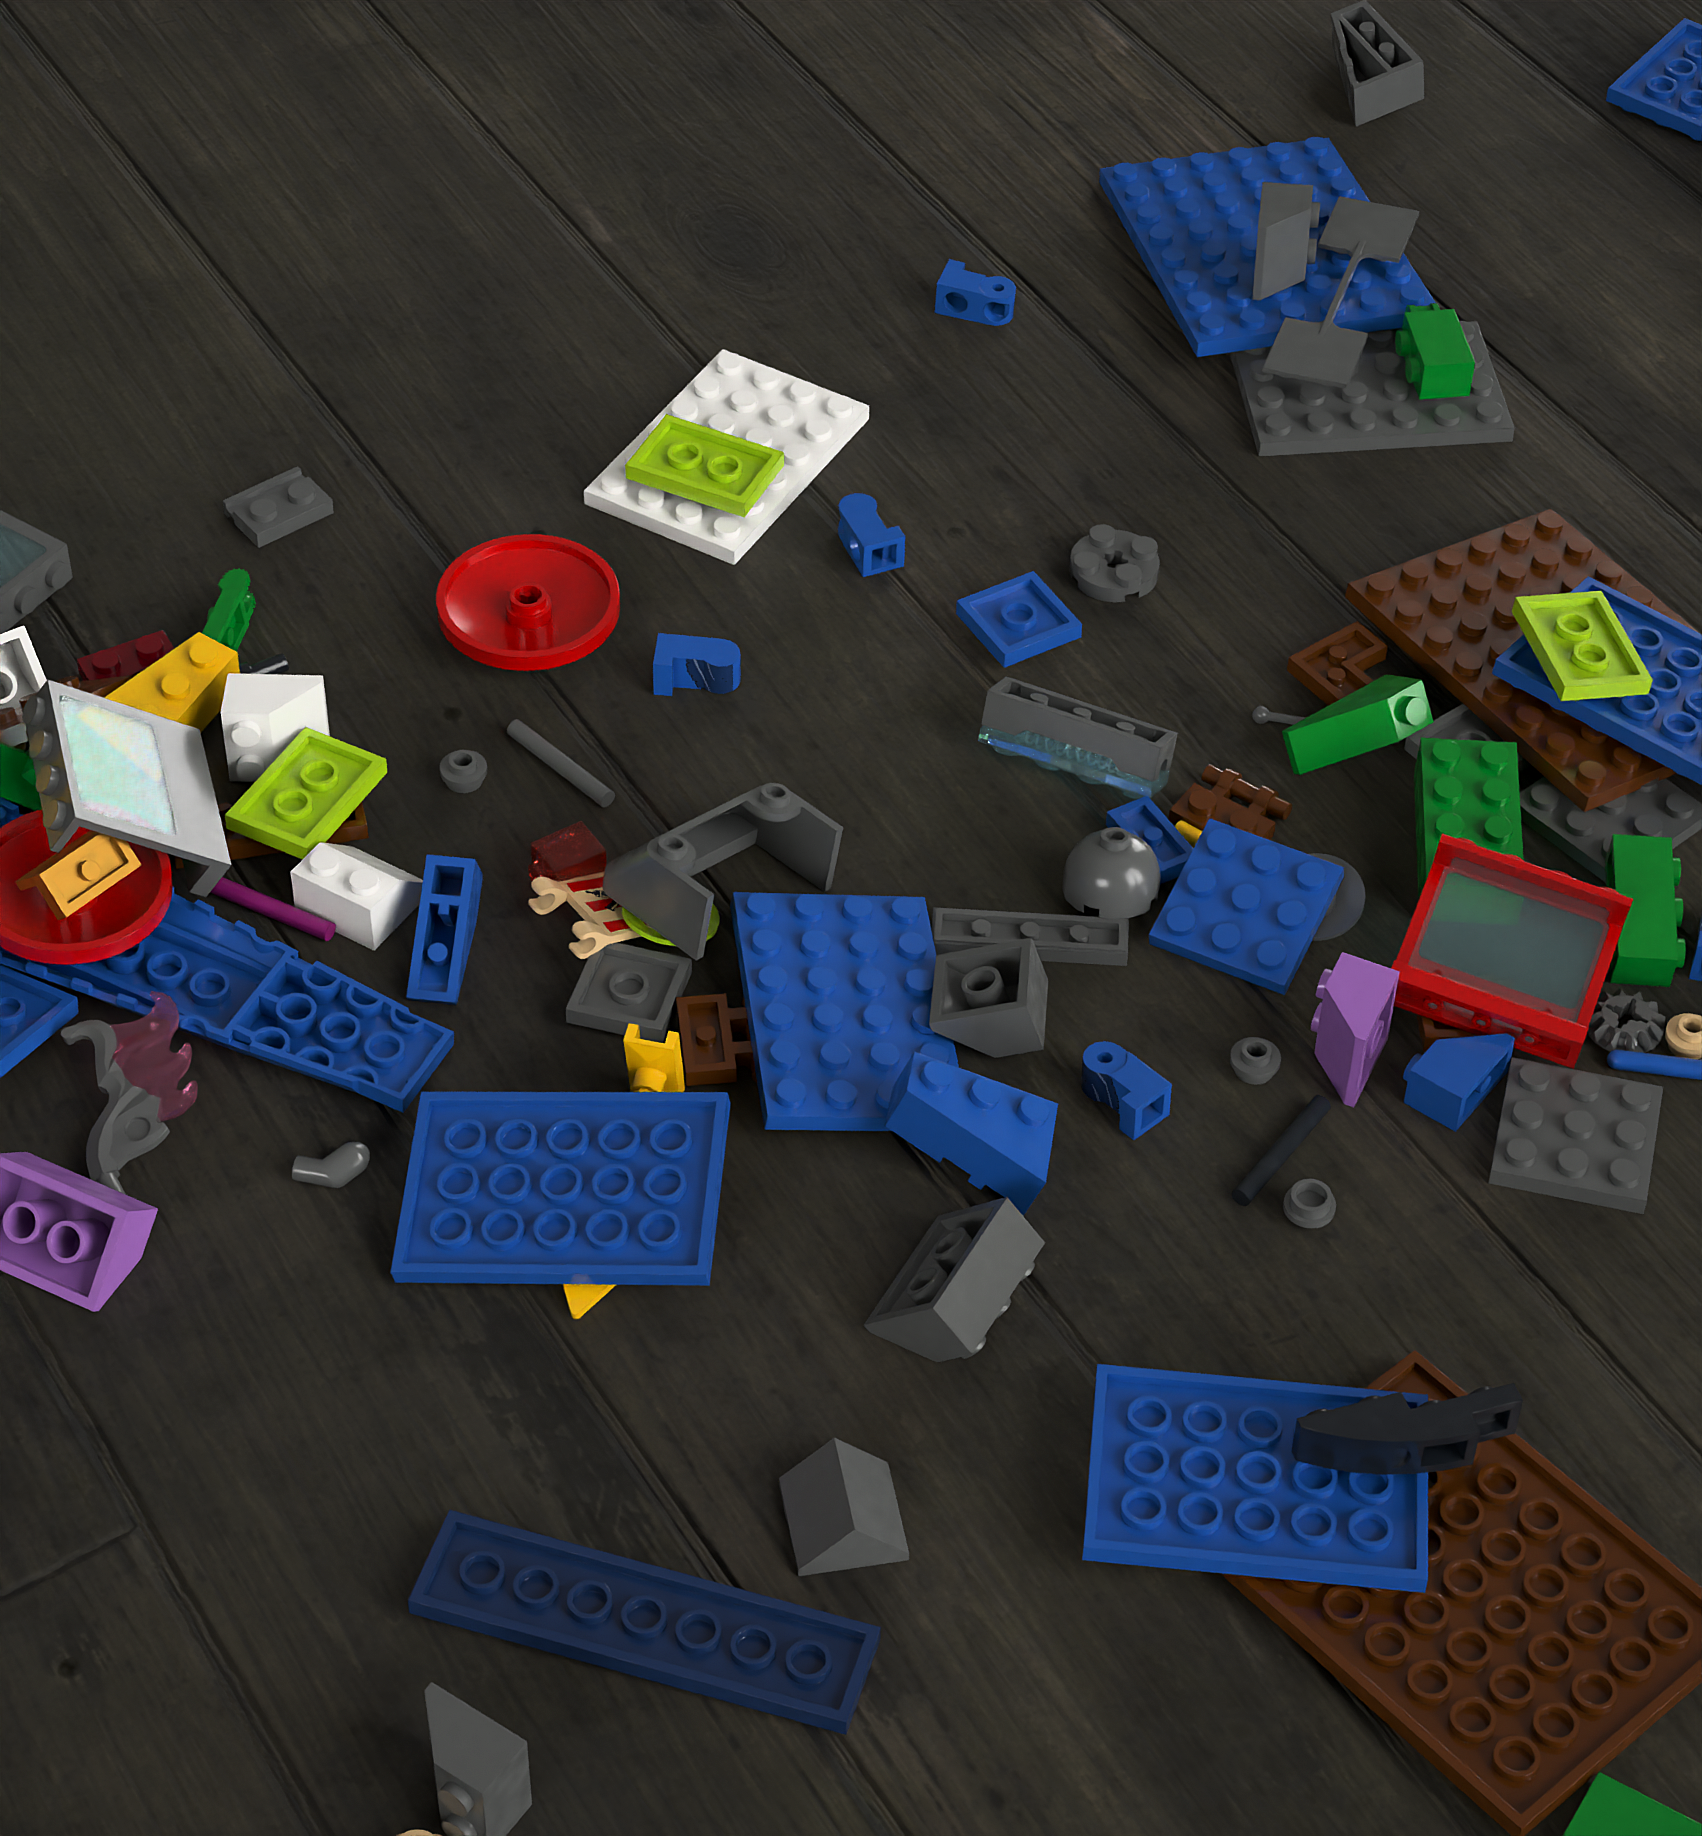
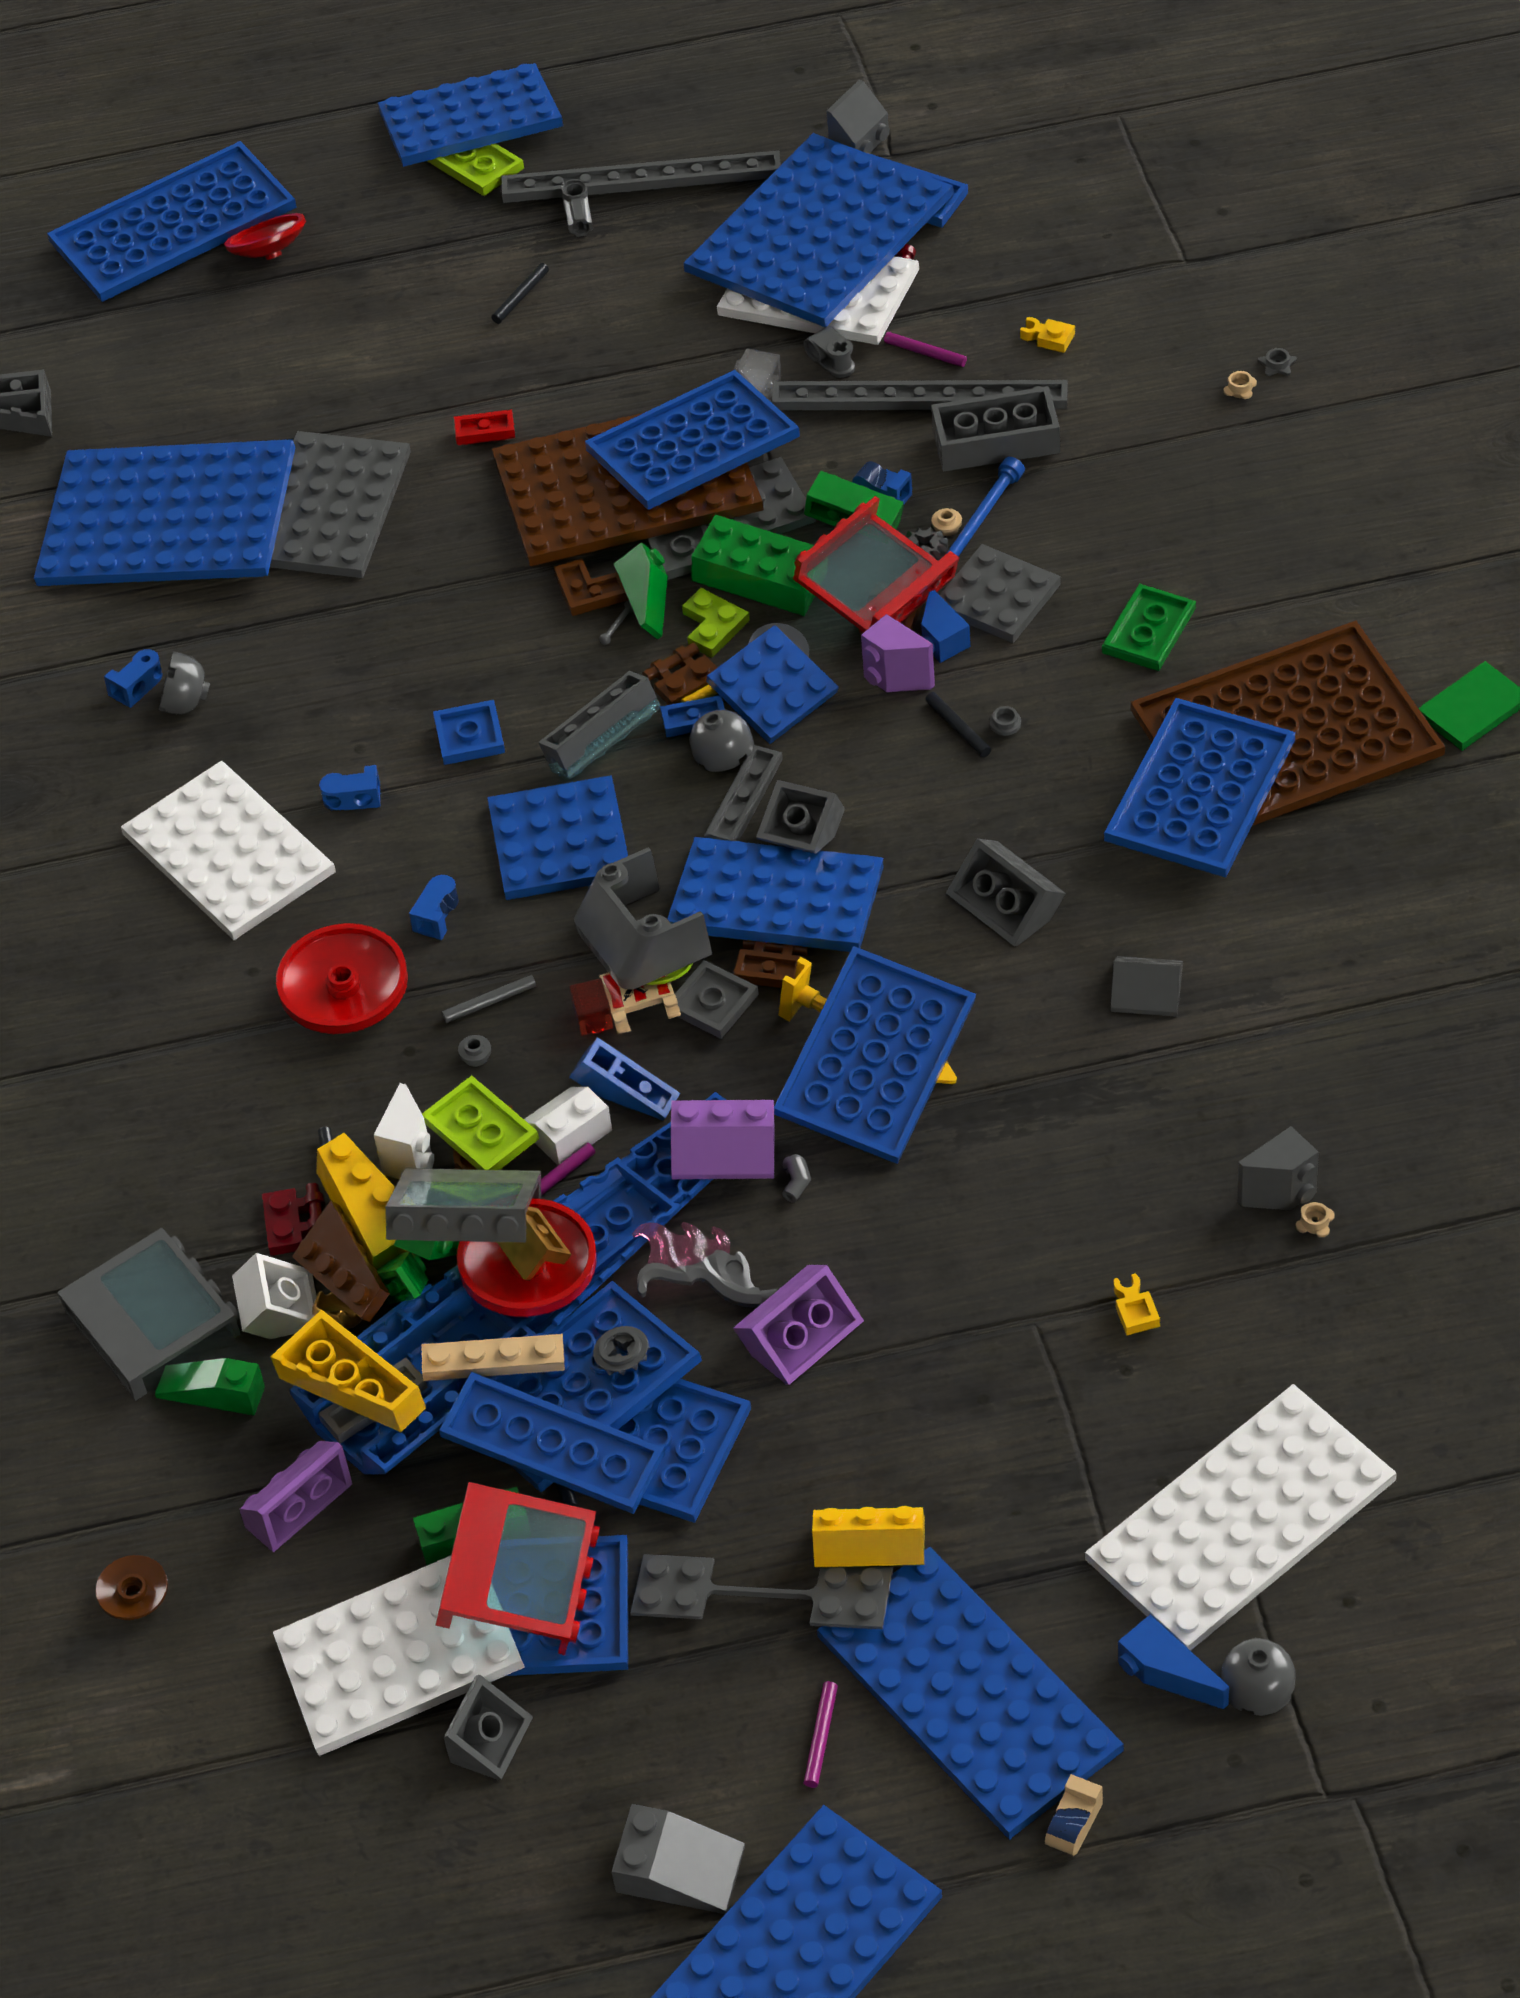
camera: 65 degrees left, 5 degrees up
(176, 1645) = (1135, 1308): none -> yellow plate
(232, 611) = (275, 1154): green hinge -> none
(278, 507) = (157, 1111): dark grey plate -> none
(343, 1048) = (722, 1139): none -> medium lavender slope
(646, 1621) = (1190, 1087): dark blue plate -> none
(705, 465) = (256, 853): lime plate -> none
(876, 758) = (556, 836): none -> blue plate
(970, 328) = (183, 685): none -> dark grey cylinder
(977, 1125) = (908, 844): blue wedge -> none
(1104, 545) = (434, 660): dark grey plate -> none
(1126, 1086) = (888, 779): blue leg -> none
(1255, 1060) = (887, 717): dark grey plate -> none
(1284, 237) = (206, 488): dark grey slope -> none
(1321, 349) = (306, 510): dark grey hinge -> none
(1353, 830) = (718, 621): none -> lime plate
(1391, 1438) = (1207, 708): black slope -> none
(1435, 352) = (333, 452): green brick -> none
(1581, 646) = (659, 456): lime plate -> none
(1587, 491) = (484, 427): none -> red plate
(1605, 1348) = (1149, 627): none -> green tile

